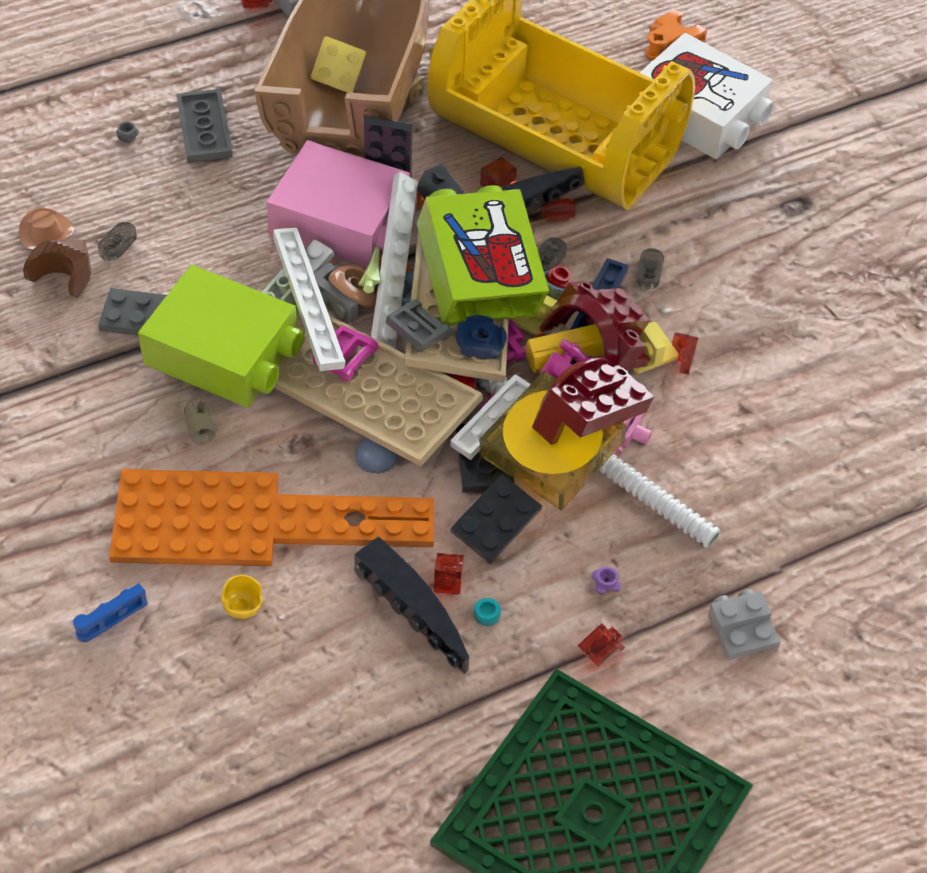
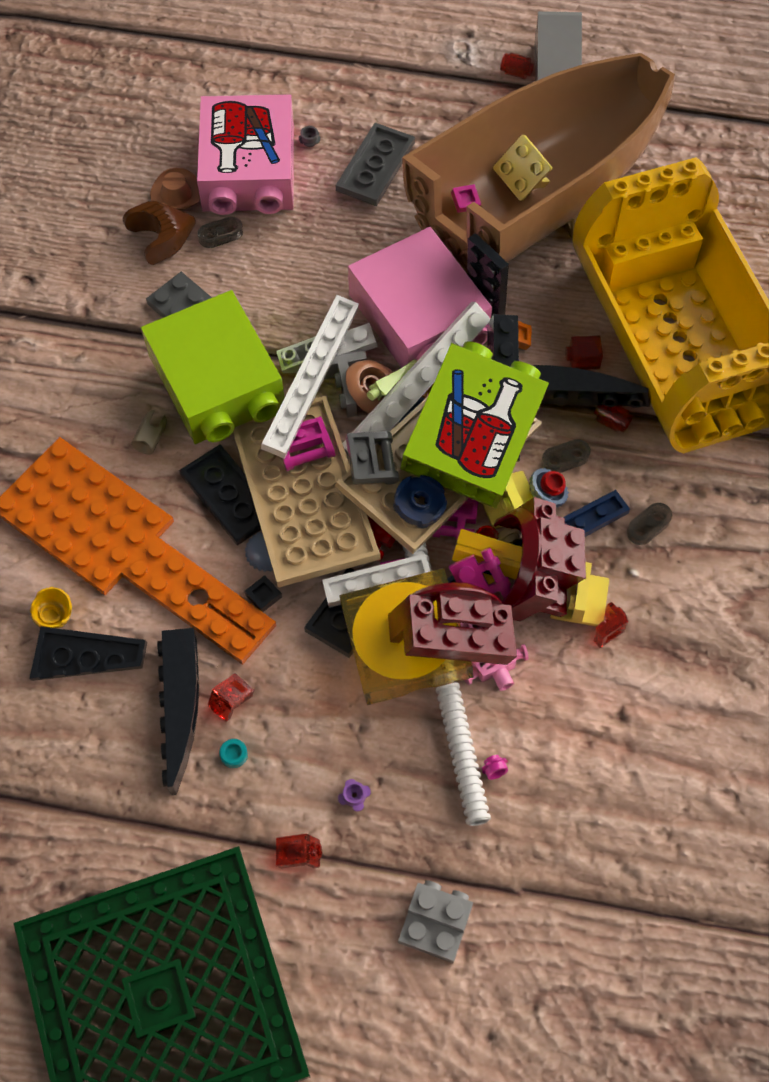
camera: 40 degrees right, 10 degrees up
(90, 167) = (246, 153): none -> bright pink brick
(293, 618) = (79, 653): none -> black wing
(304, 432) = (224, 492): none -> black tile
(314, 109) = (464, 196): none -> dark pink plate
(406, 483) = (263, 593): none -> black plate
(496, 518) = (307, 675): black plate -> none
(690, 495) = (495, 767): none -> dark pink plate

